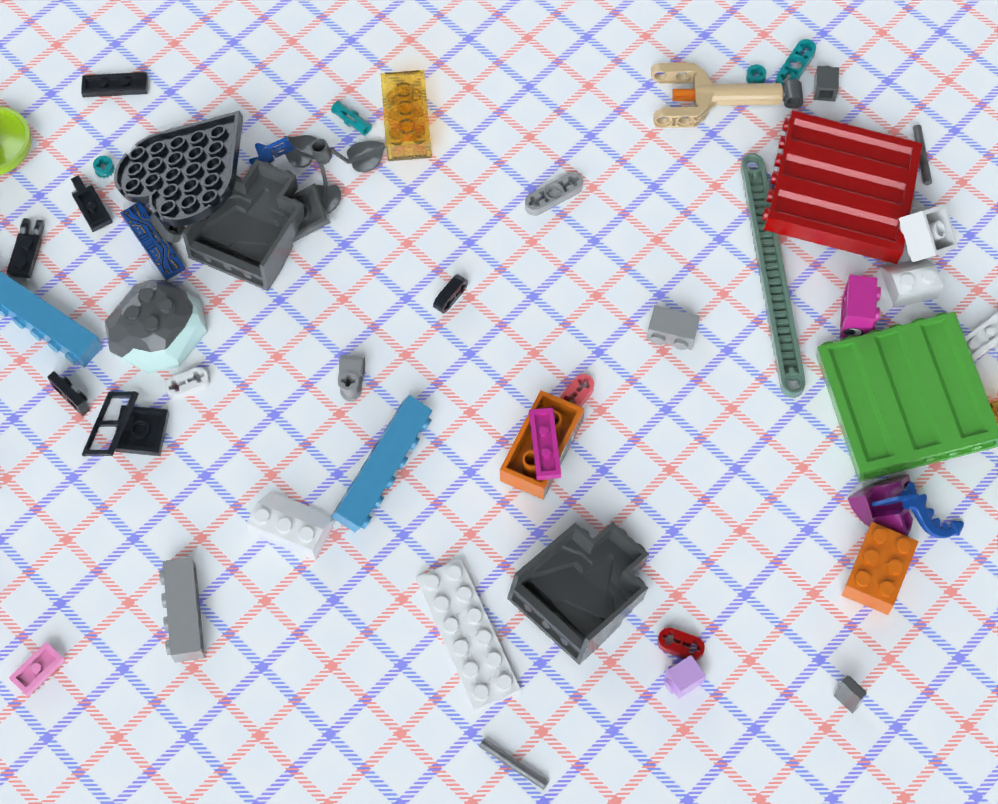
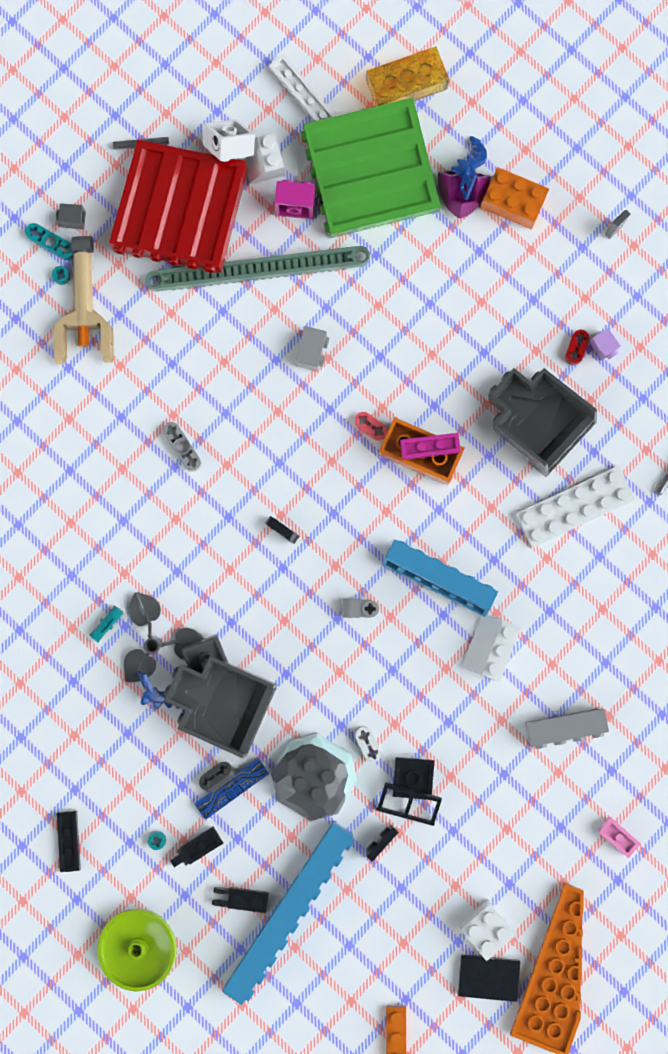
camera: 90 degrees left, 20 degrees up
(184, 169) = (172, 763): black plate -> none
(405, 115) = (107, 574): clear yellow brick -> none

